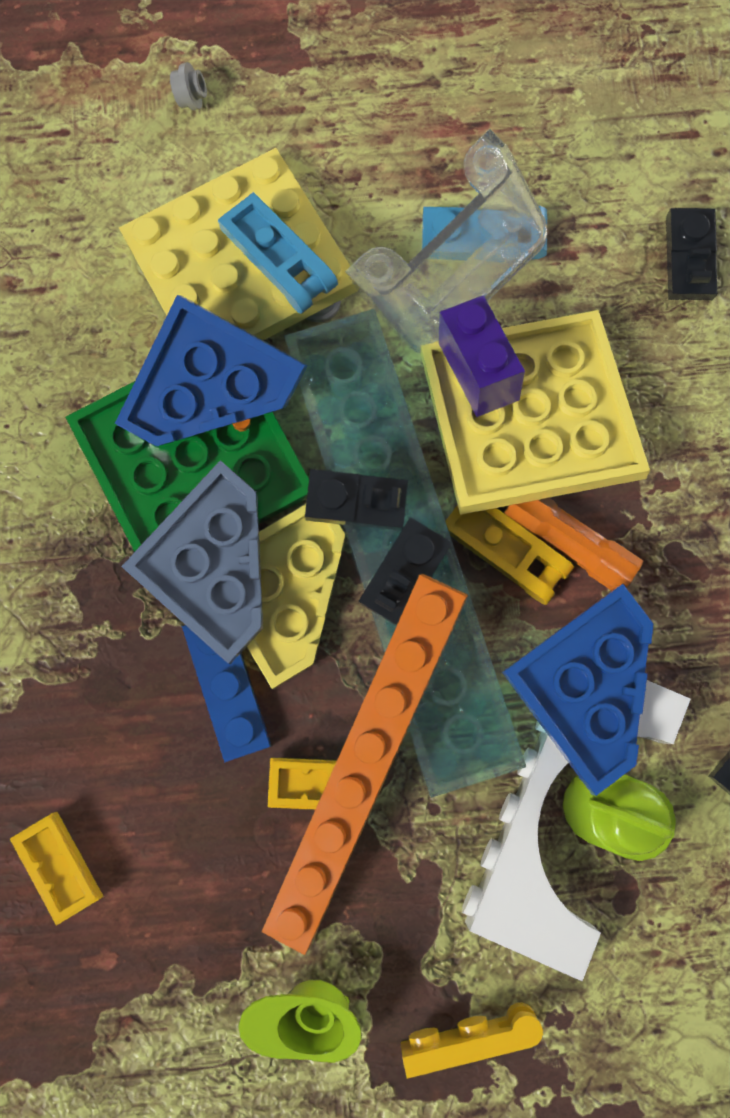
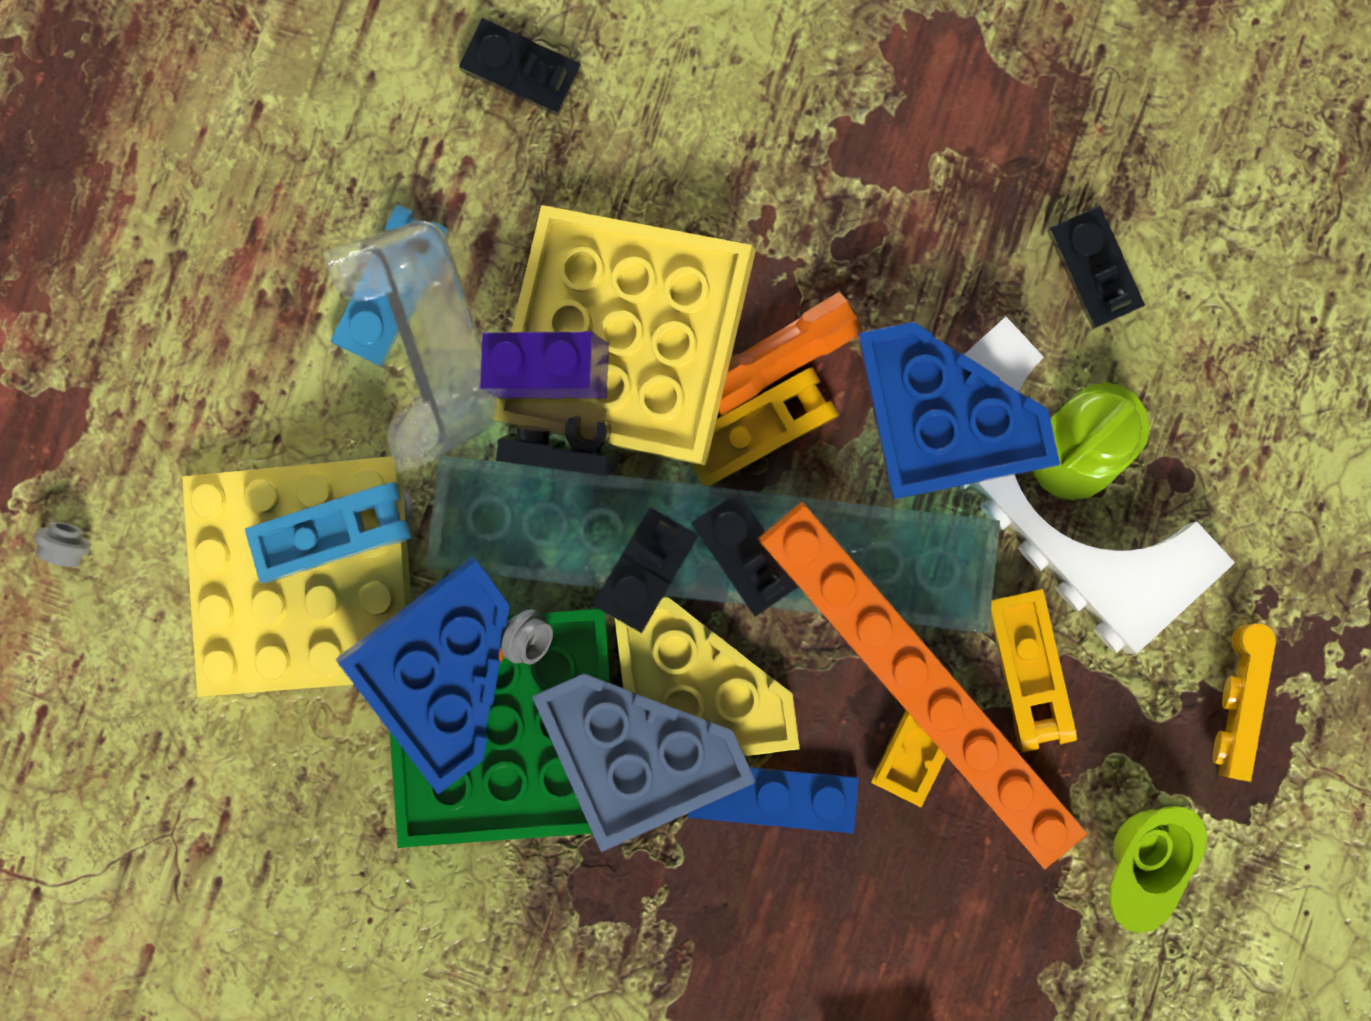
camera: 65 degrees left, 5 degrees up
(264, 437) = (526, 637): none -> light grey plate
(418, 848) = (1031, 669): none -> yellow plate
(423, 412) = (535, 448): none -> black plate

